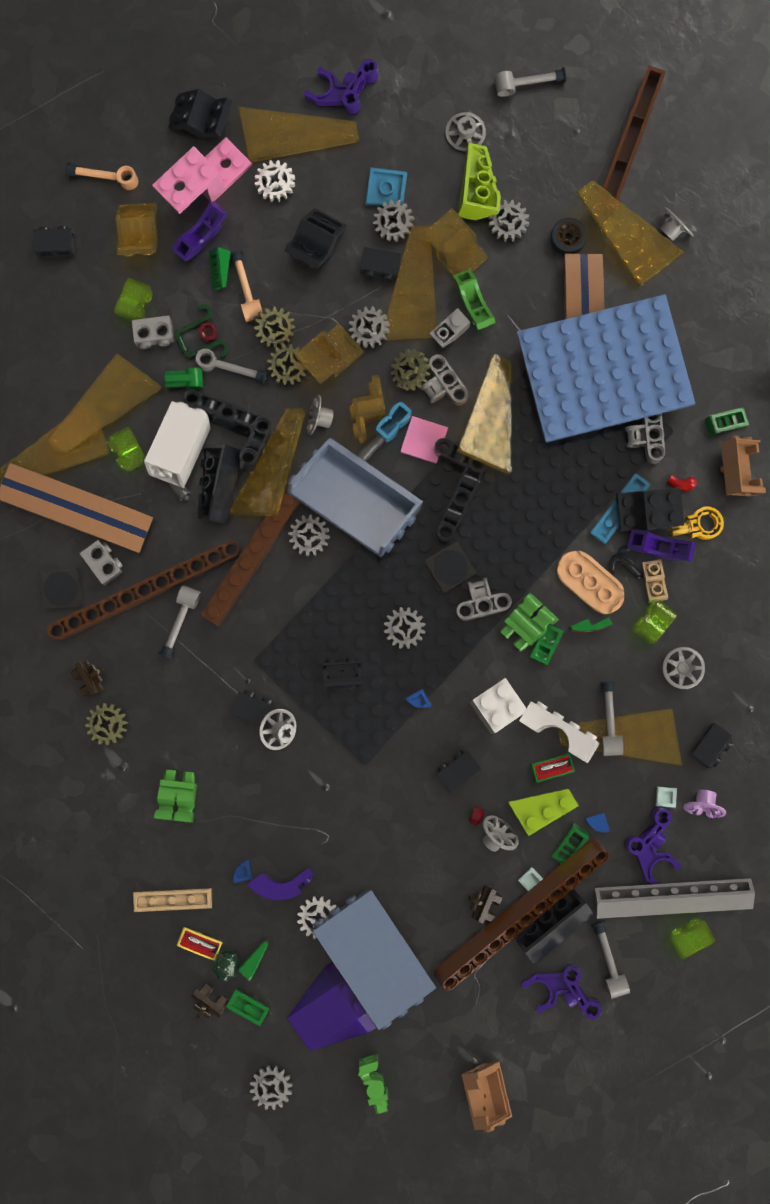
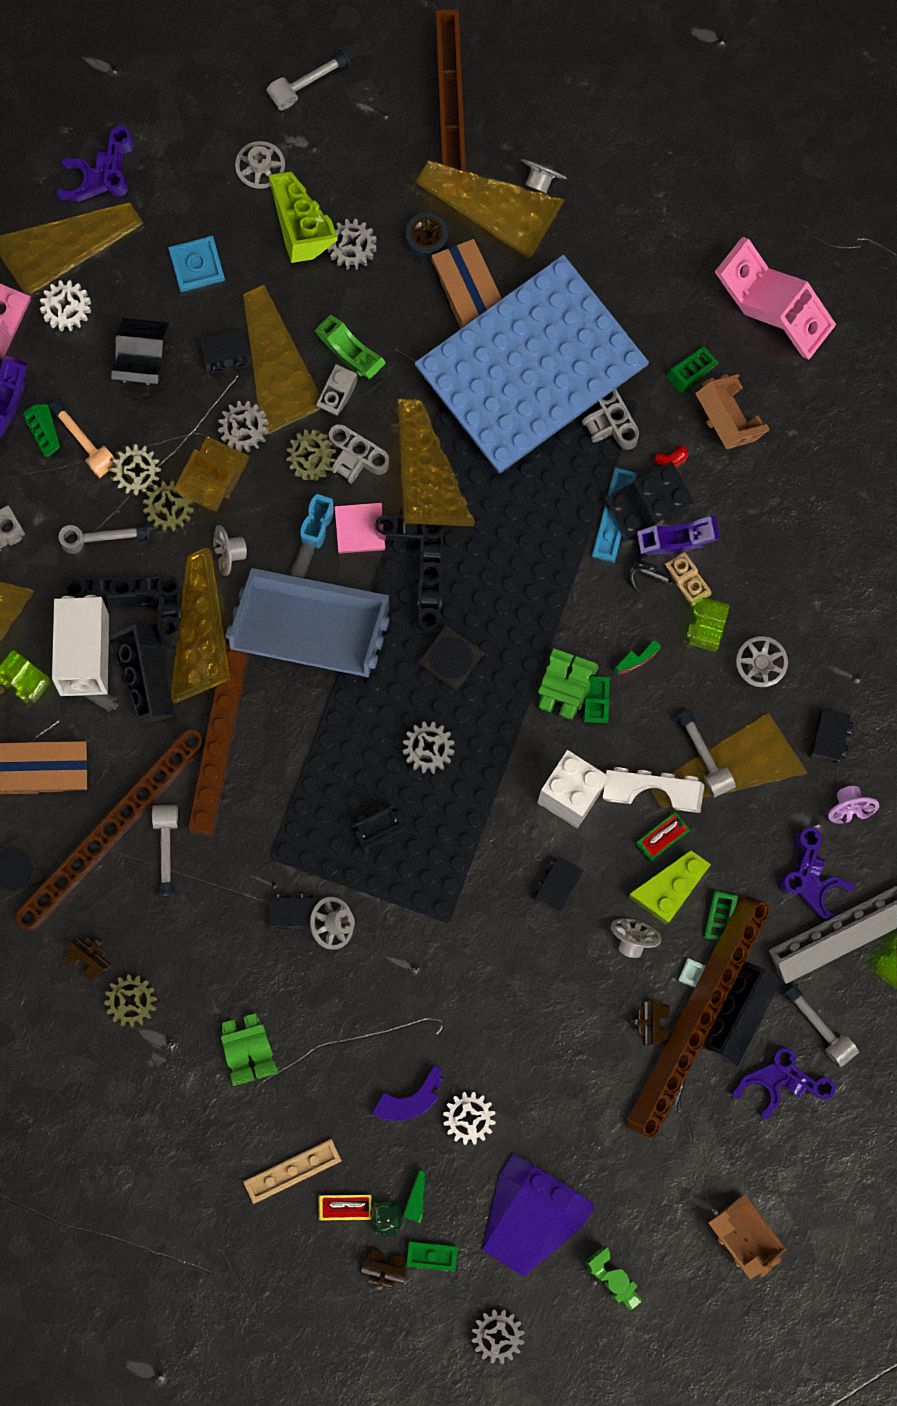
camera: 30 degrees left, 5 degrees down
(98, 565) = (45, 822): light grey brick -> none
(182, 345) = (34, 532): dark green piece -> none
(190, 379) = (60, 568): green piece -> none
(207, 332) = (59, 507): dark red tile -> none
(242, 872) = (360, 1105): blue tile -> none
(298, 534) = (282, 685): light grey gear -> none
(367, 409) = (282, 518): clear yellow bracket -> none
(373, 958) = (553, 1135): sand blue panel -> none
(398, 214) = (218, 305): light grey gear -> none
(419, 699) = (479, 822): blue tile -> none
(455, 243) = (302, 293): clear yellow bracket -> none
(476, 816) = (600, 926): dark red tile -> none
(482, 595) = (498, 672): light grey piece -> none
(590, 582) = (616, 610): light nougat tile -> none
(598, 822) = (741, 876): blue tile -> none
(666, 797) = (804, 815): light aqua tile -> none
(694, 525) = (715, 504): yellow pin -> none

